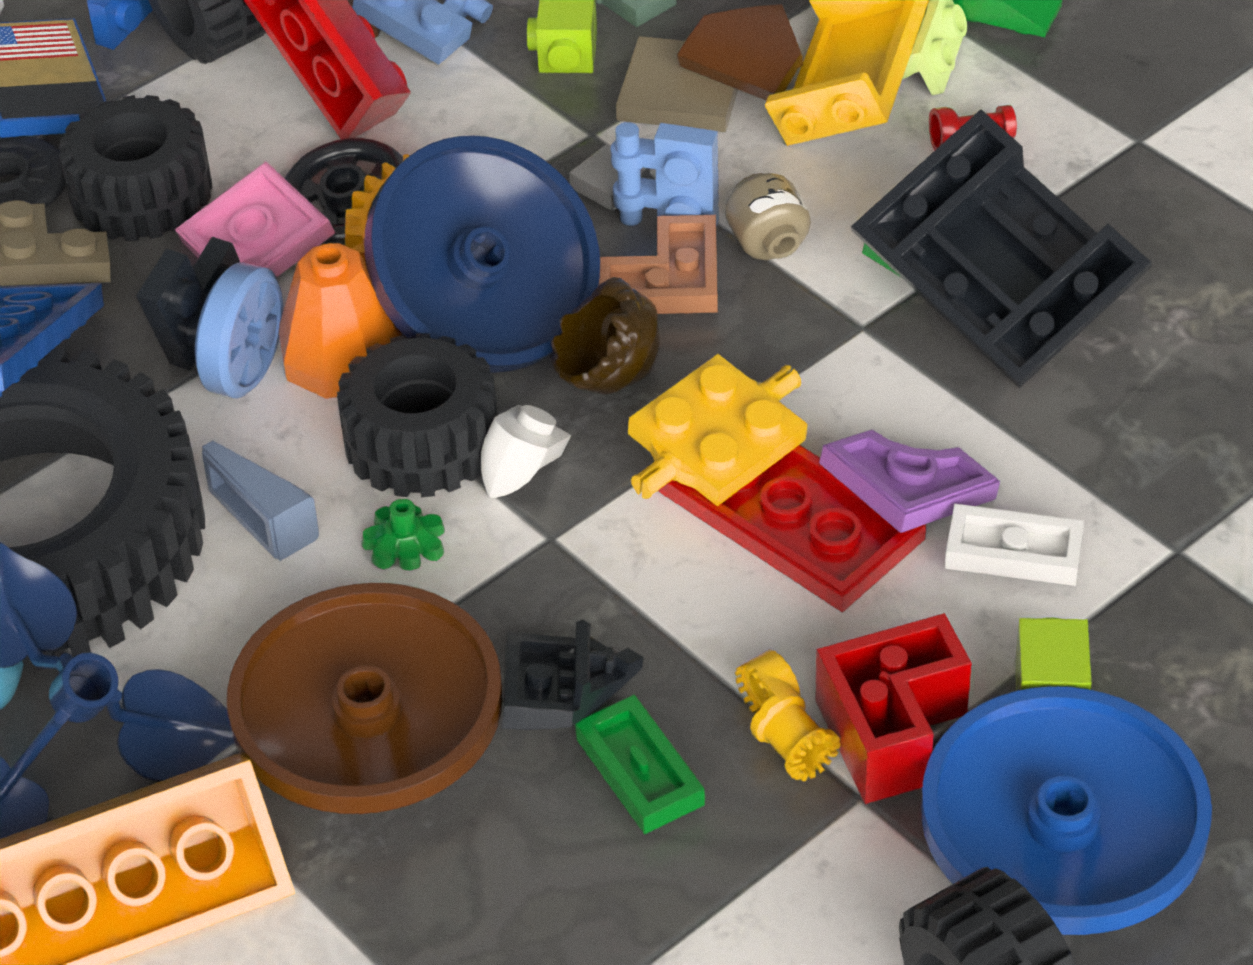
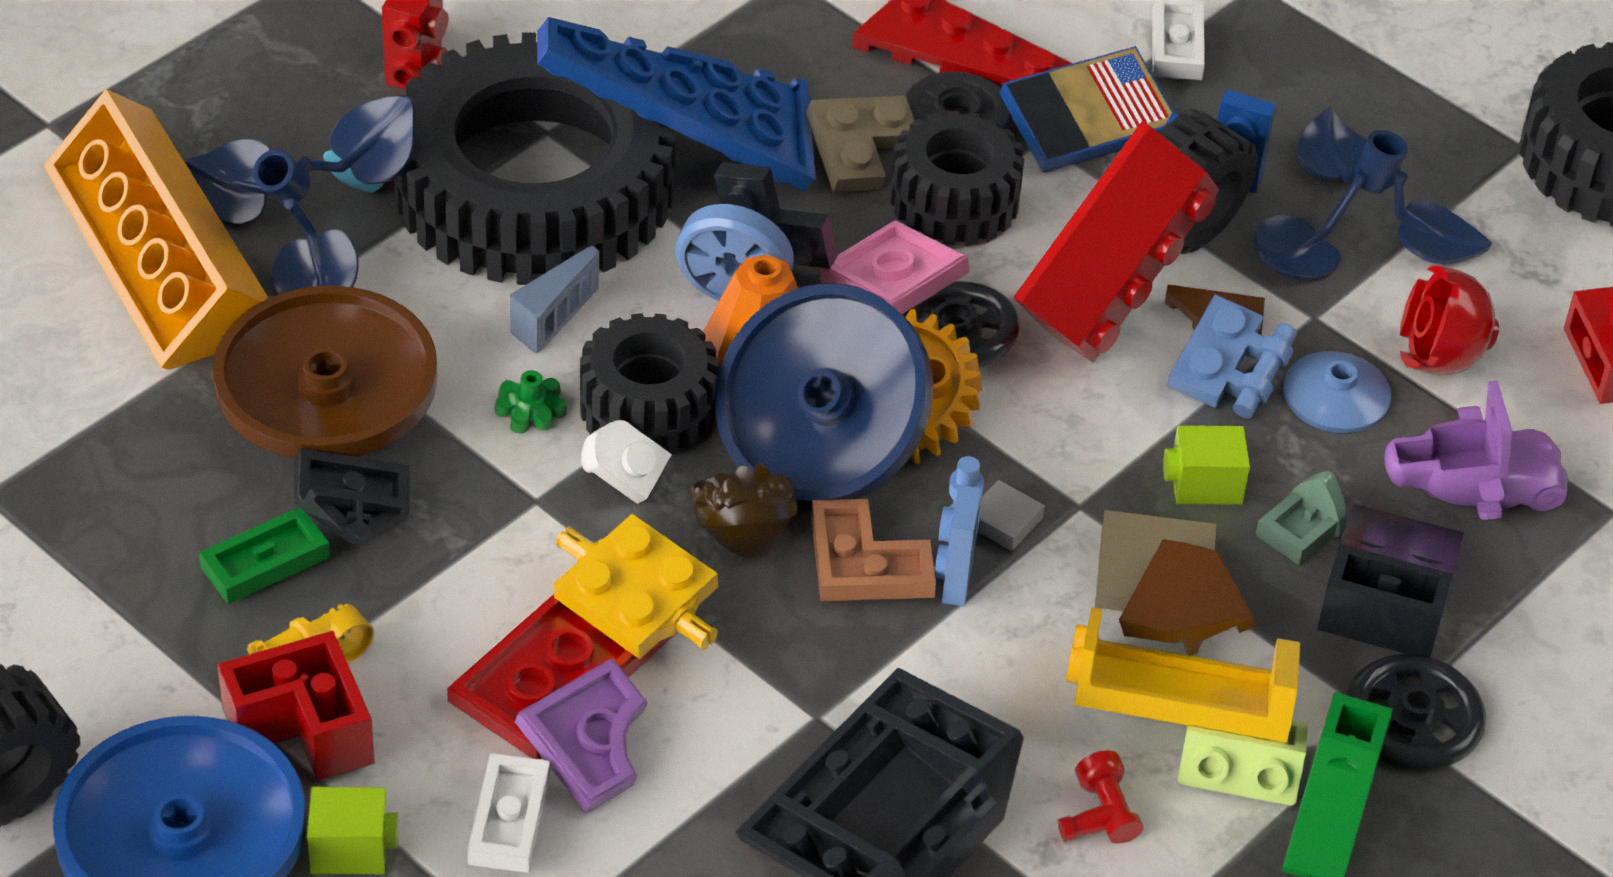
camera: 80 degrees right, 0 degrees up
(767, 216) = (935, 621): dark tan head -> none

